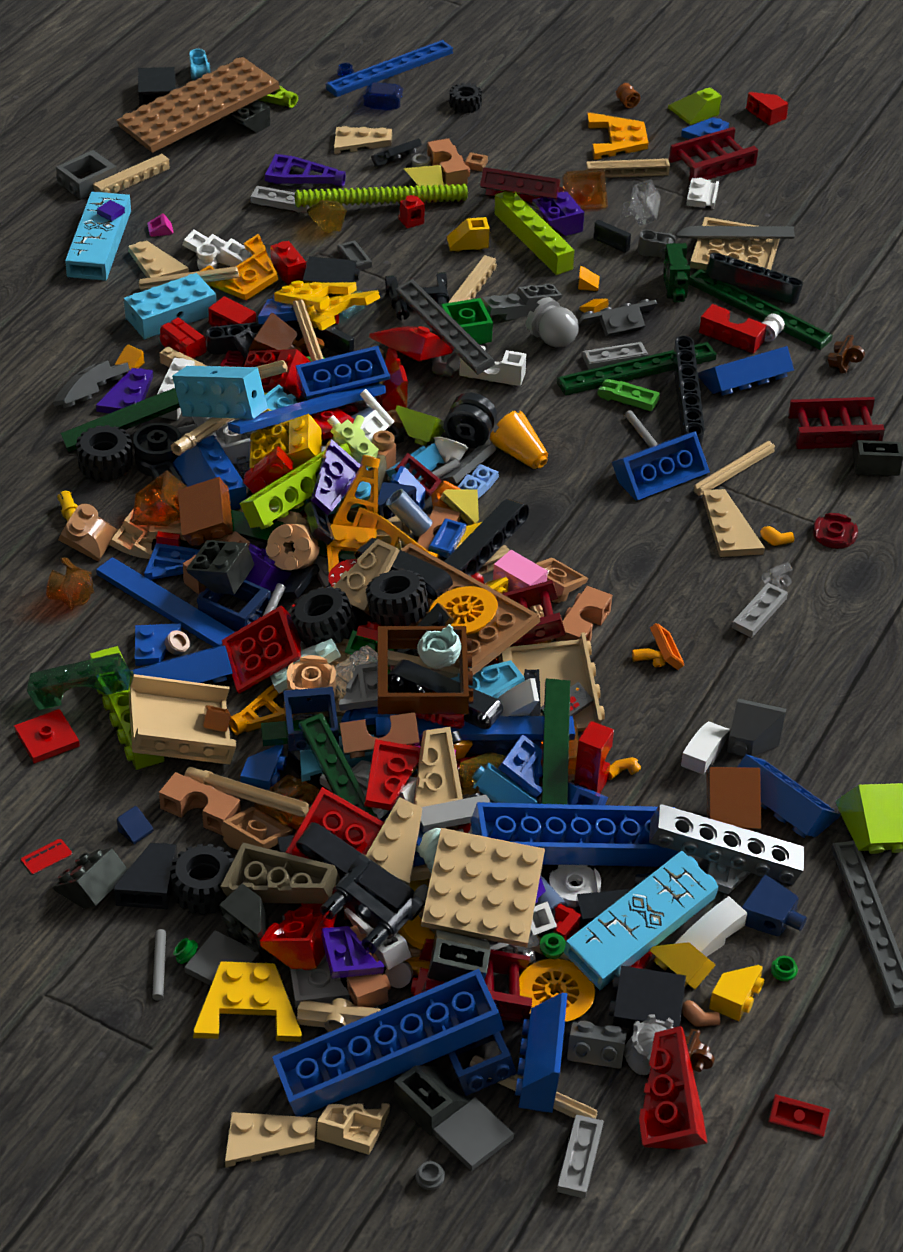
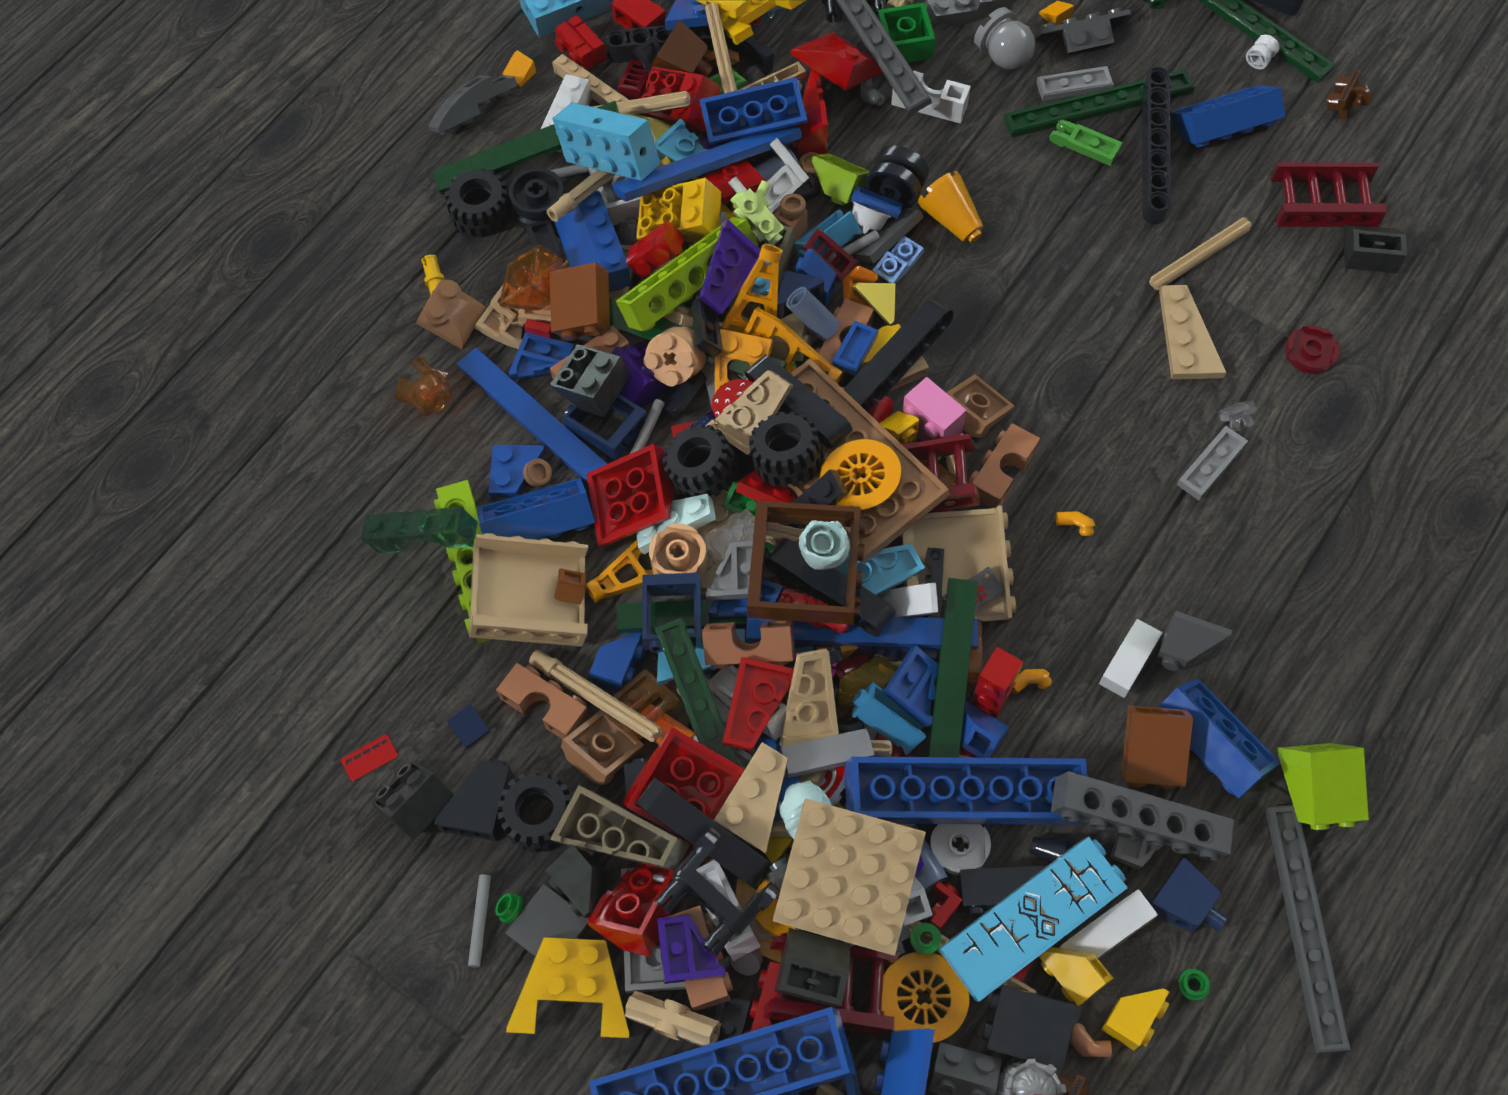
camera: 10 degrees right, 20 degrees up
(46, 736) = (382, 592): red plate -> none
(127, 391) = (513, 115): dark purple wing -> none
(470, 443) = (877, 201): none -> blue tile
(640, 429) = (1098, 197): light grey bar -> none
(661, 466) = (1115, 248): blue slope -> none
(667, 646) = (1098, 511): orange tile -> none
(746, 336) = (1229, 63): red arch -> none
(776, 538) = (1240, 357): light orange arm -> none

